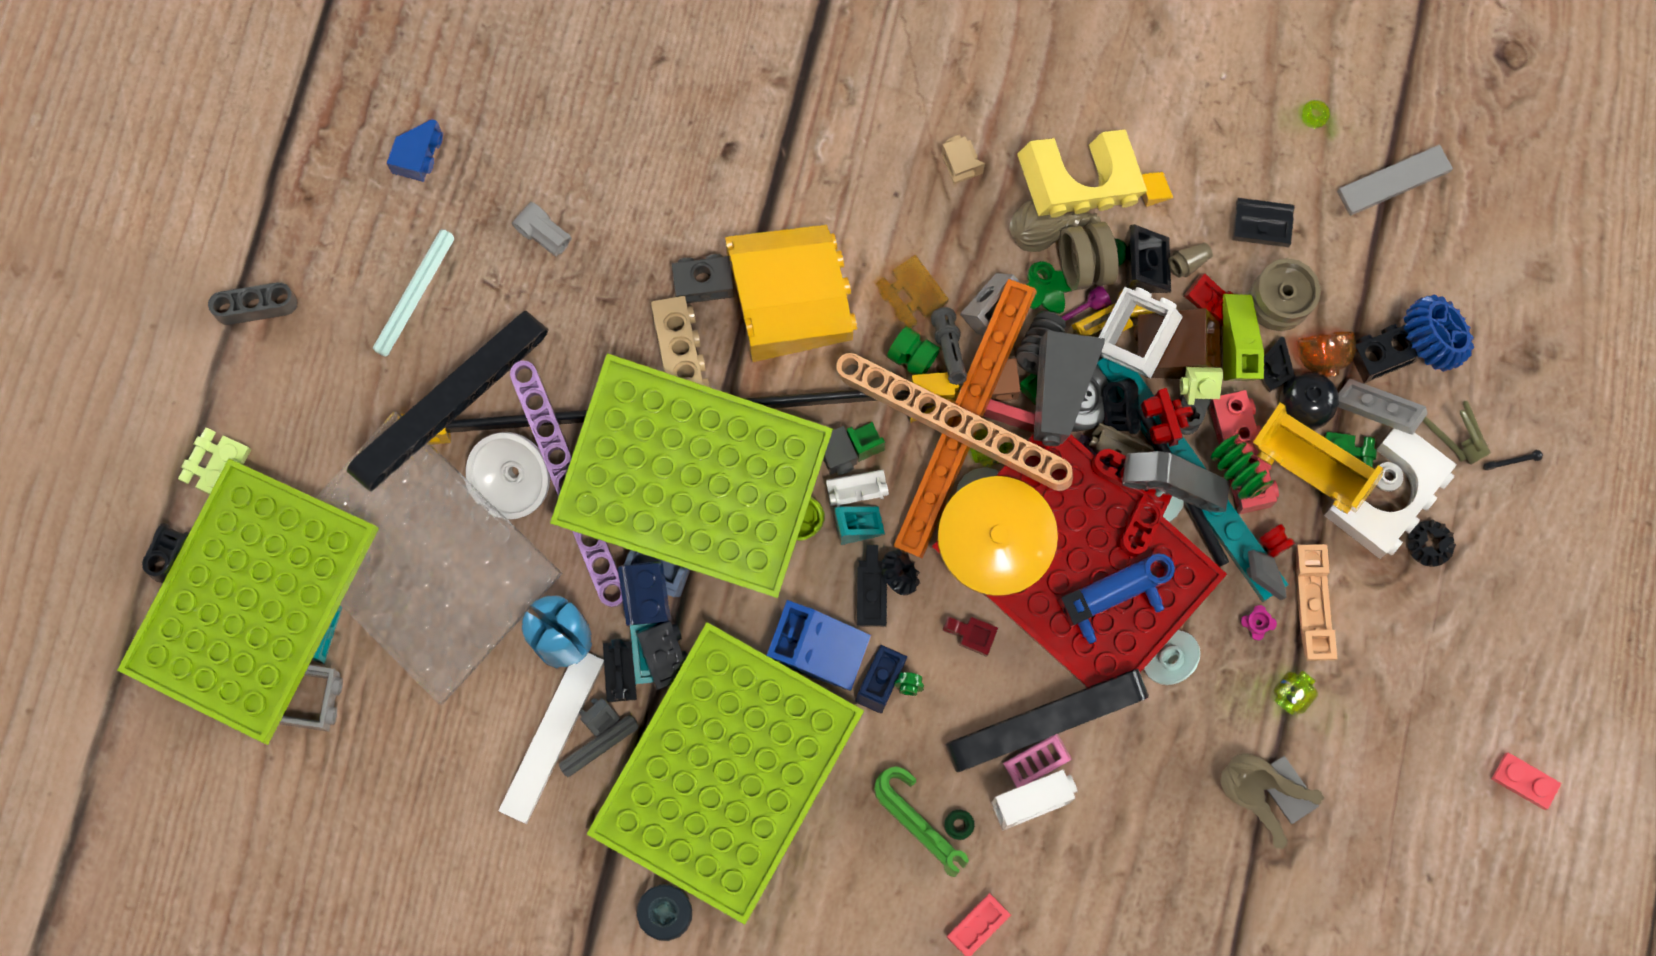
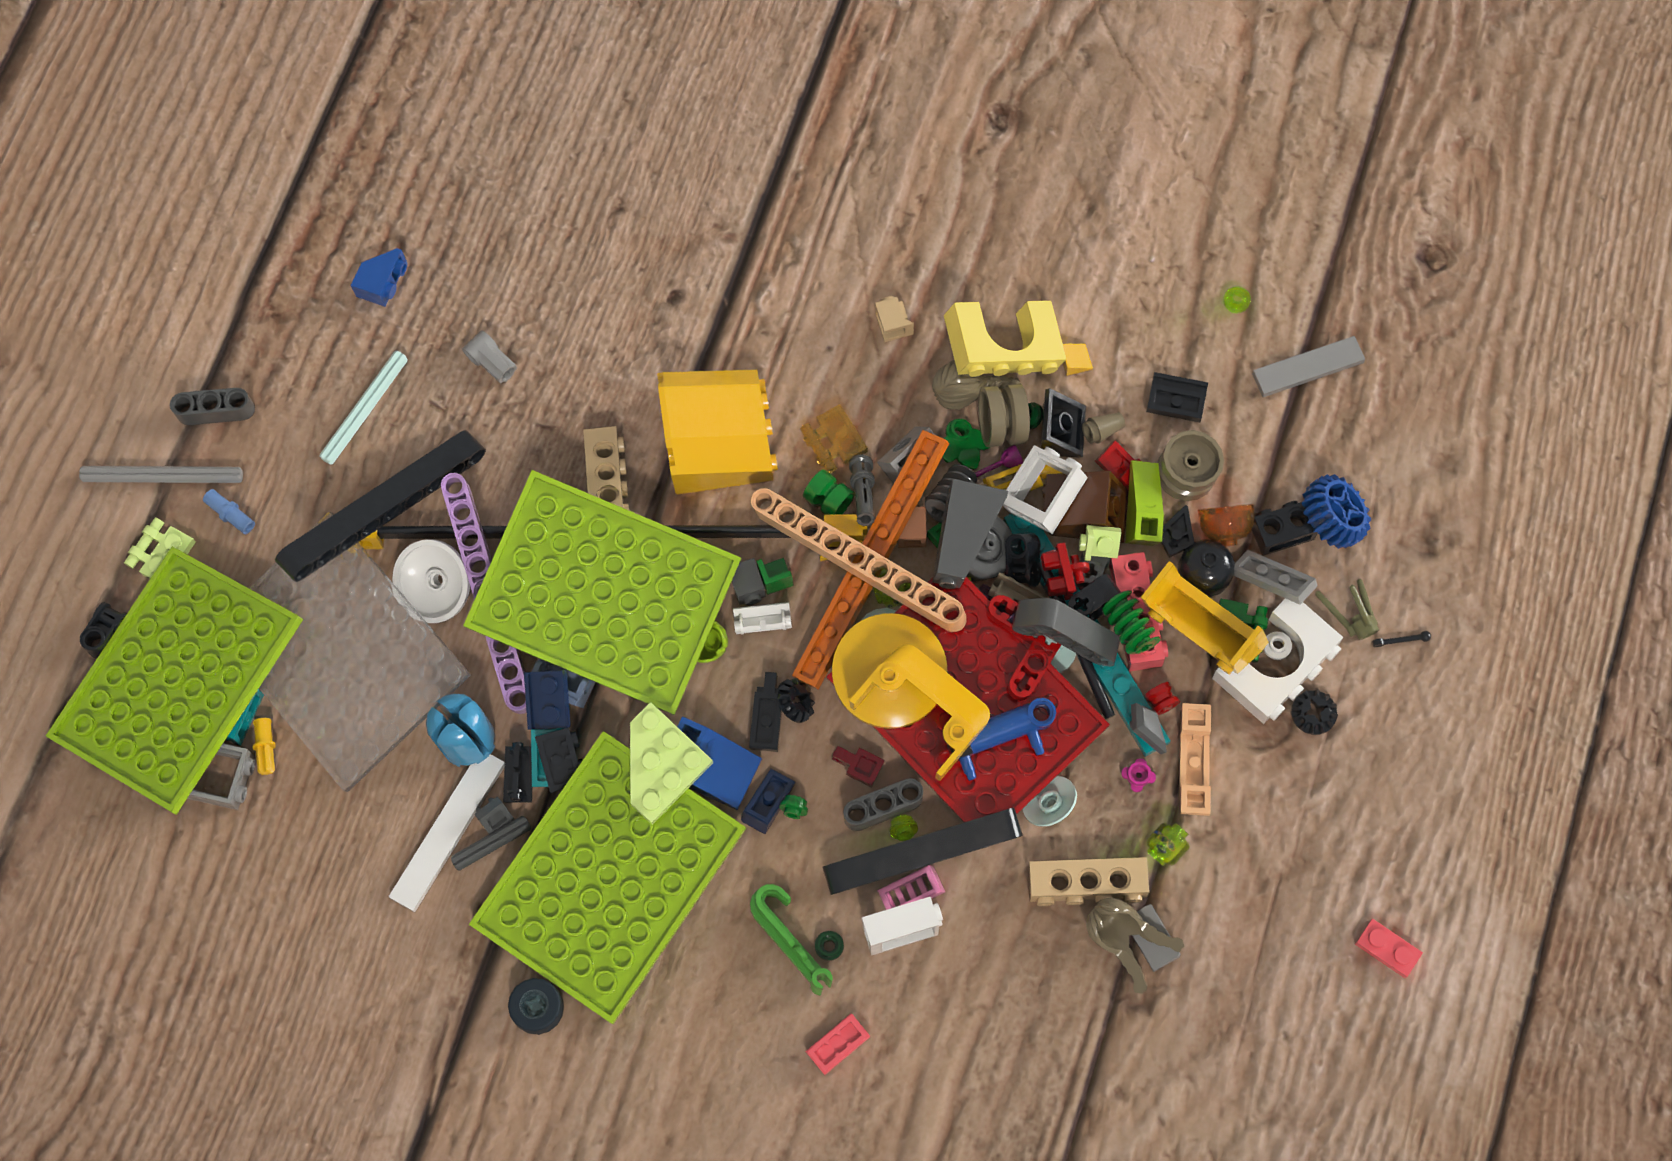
camera: 10 degrees right, 5 degrees down
(206, 380) = (161, 474): none -> light grey axle
(283, 415) = (228, 511): none -> medium blue pin
(349, 662) = (264, 746): none -> yellow axle
(717, 287) = (646, 422): dark grey brick -> none
(771, 651) = (661, 763): none -> yellowish green plate
(858, 523) = (760, 651): teal slope -> none
(1010, 415) = (913, 559): coral tile -> none
(1012, 664) = (891, 793): none -> dark grey beam
(1023, 696) = (903, 827): none -> clear neon green plate
(1025, 532) = (967, 711): none -> yellow windscreen
(1202, 442) = (1094, 596): none -> black piece
(1263, 724) = (1132, 870): none -> tan brick

